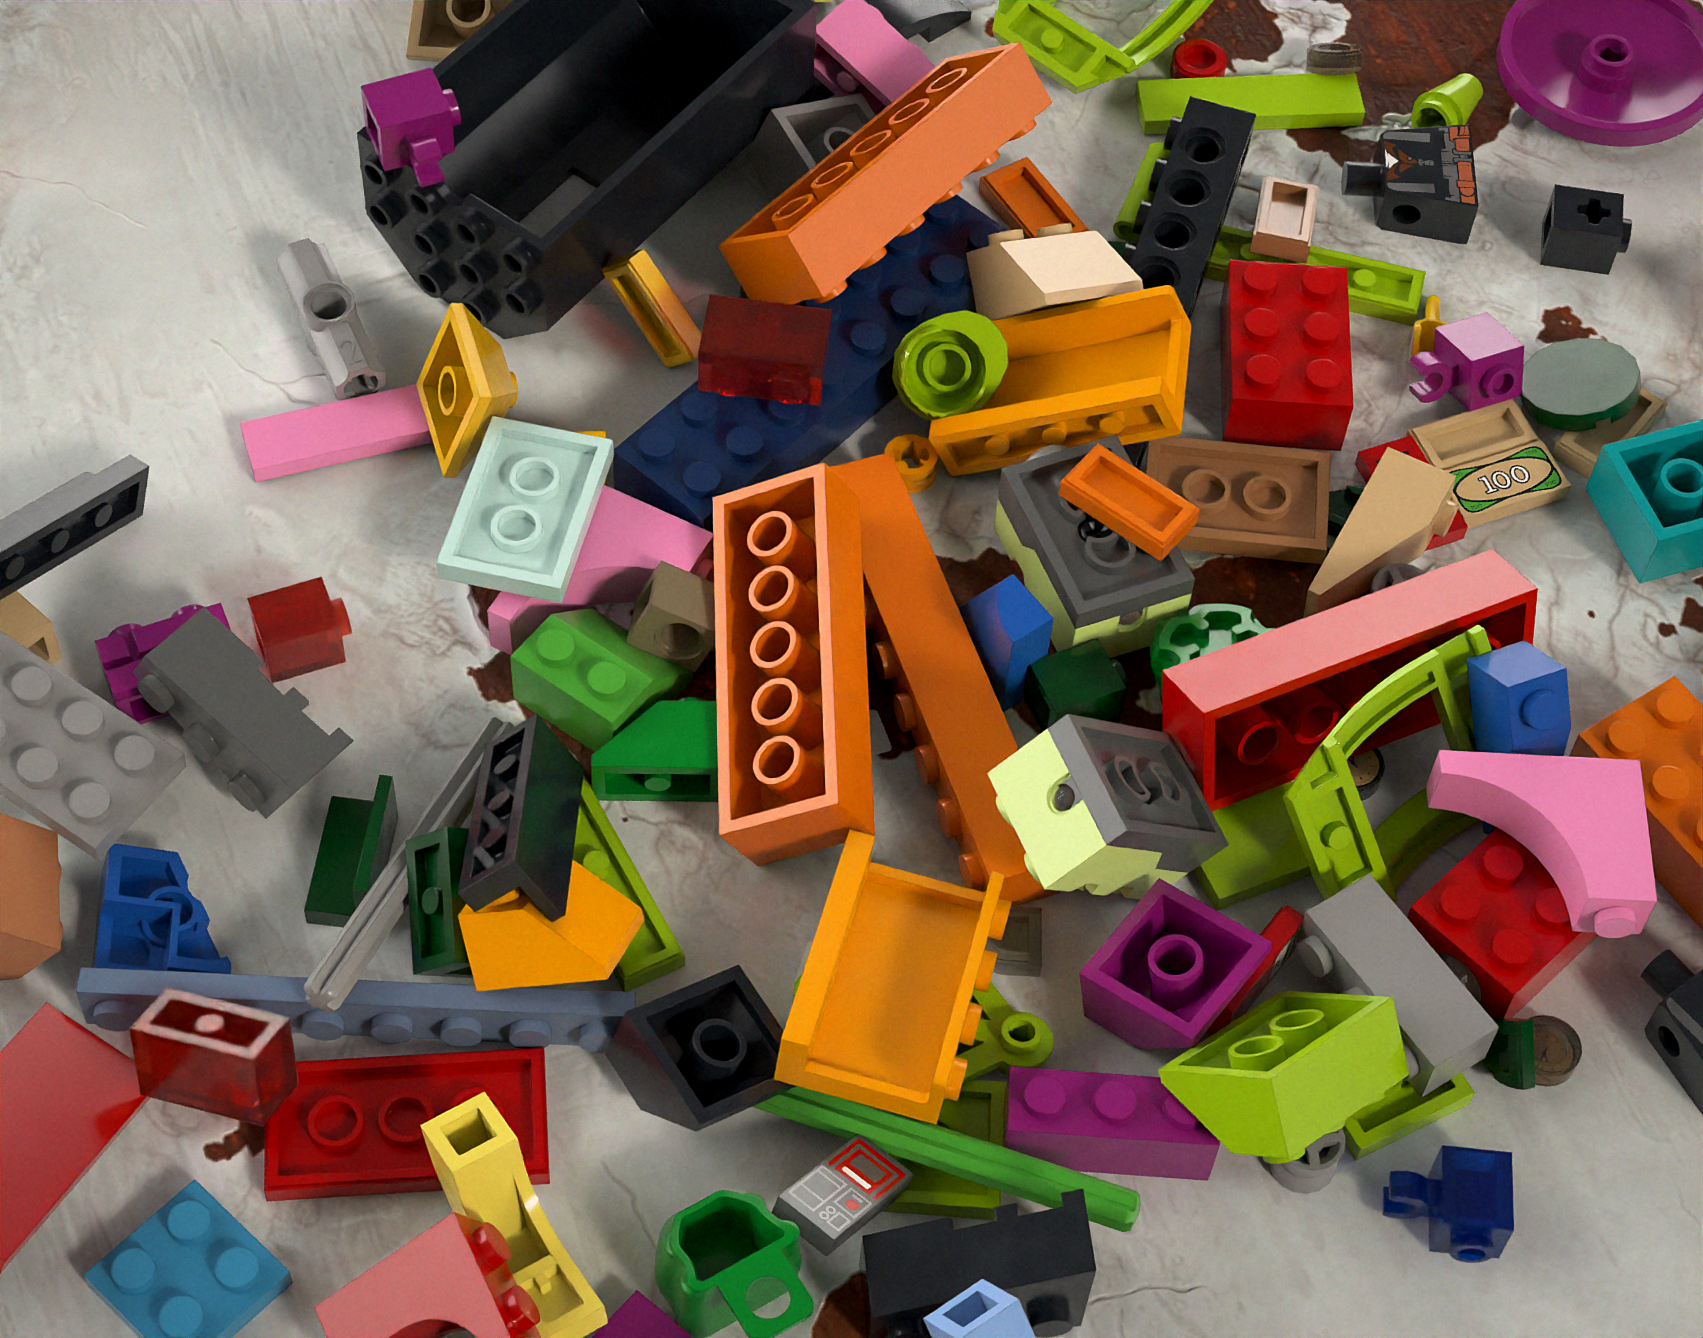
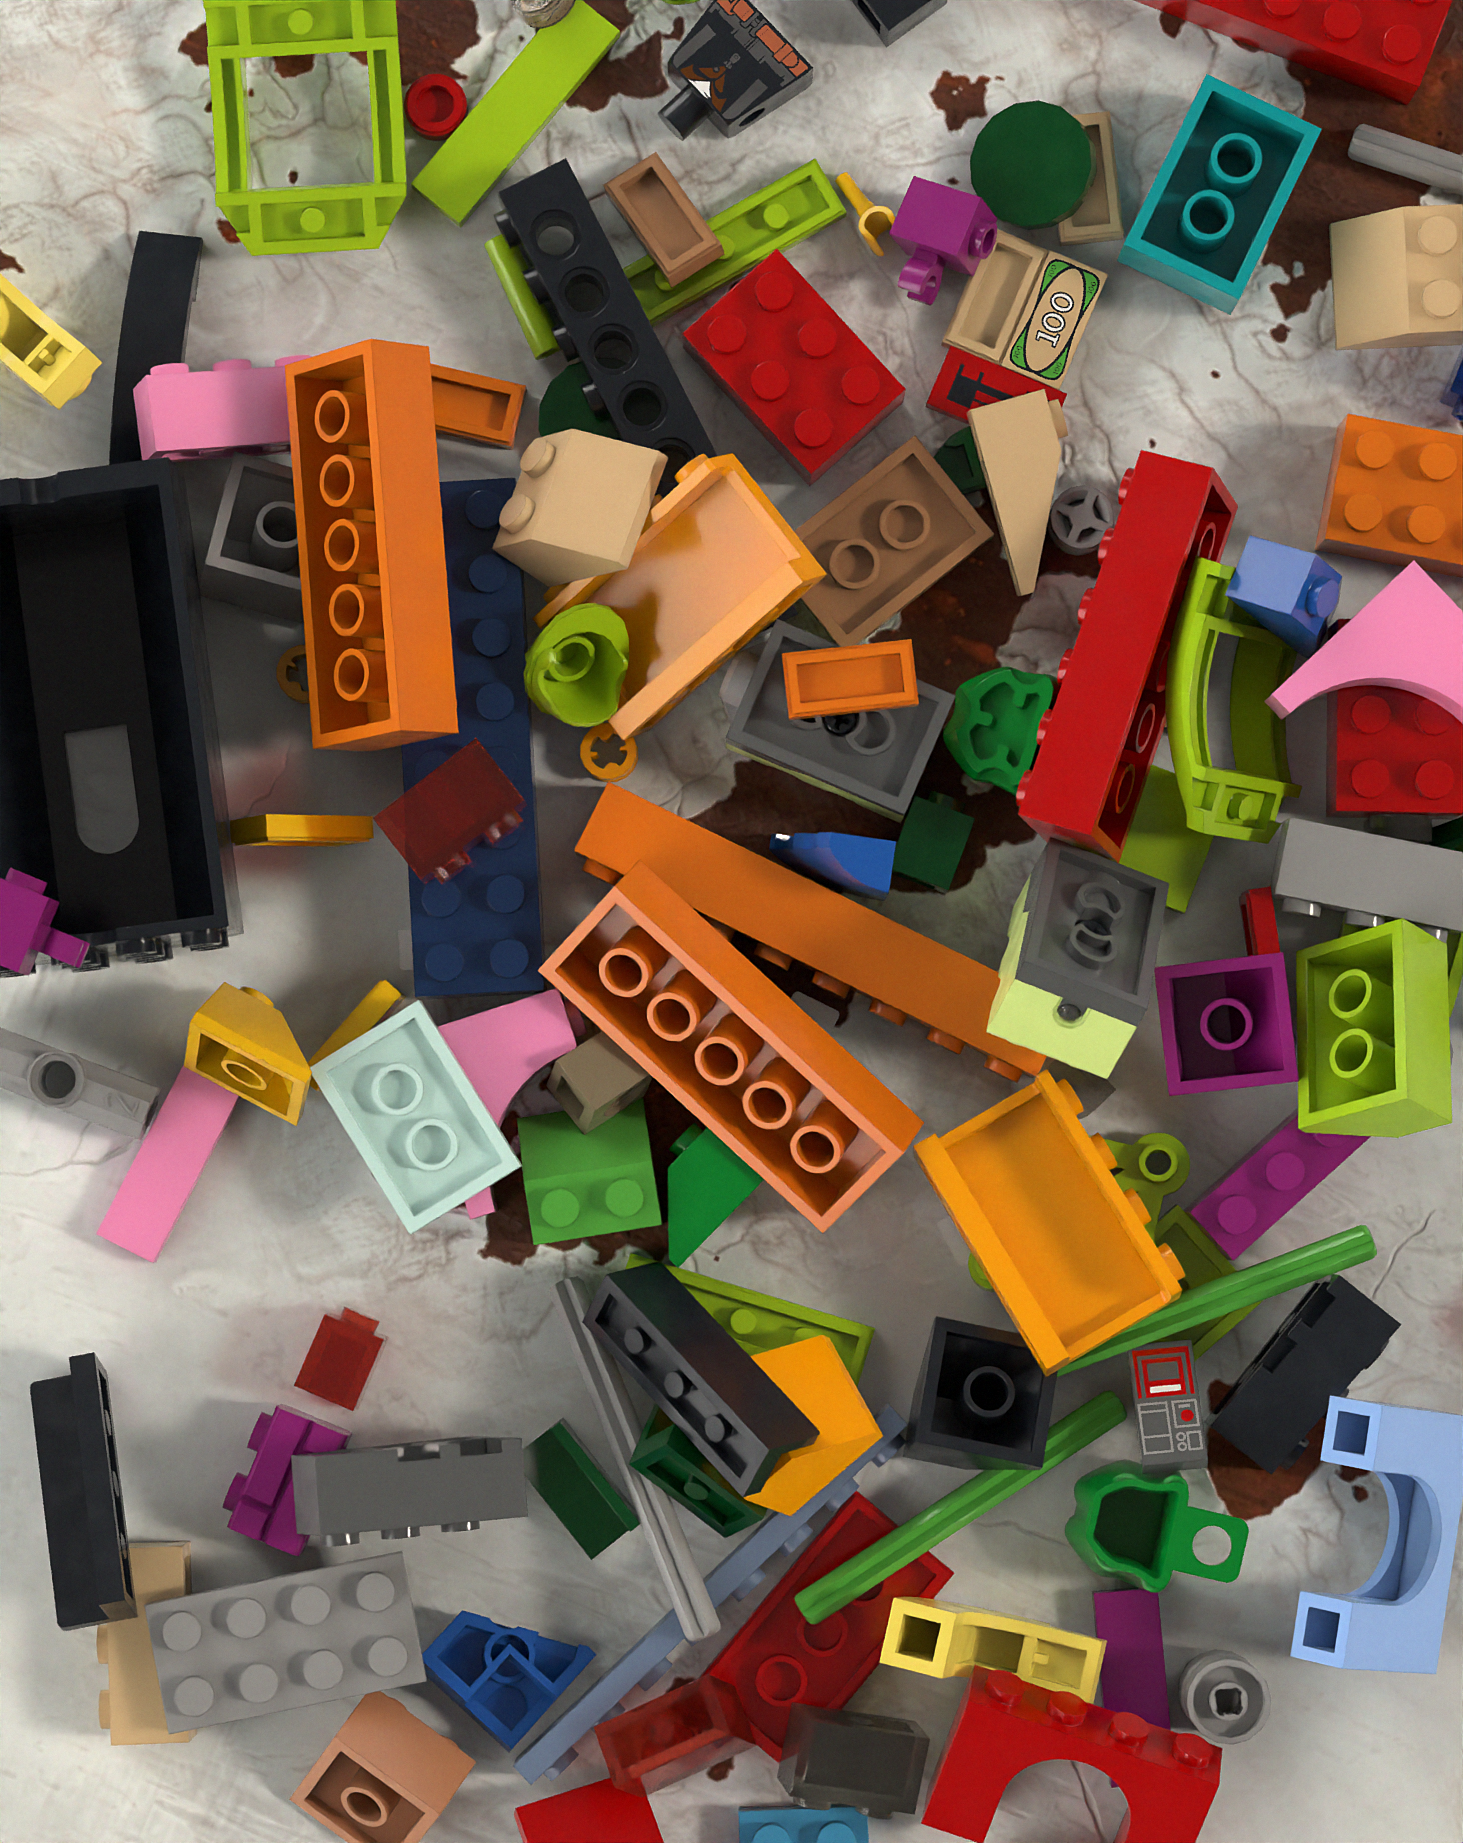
camera: 40 degrees left, 30 degrees up
(318, 1213) = (852, 1760): none -> clear smoke brick
(607, 1124) = (954, 1512): none -> bright green axle

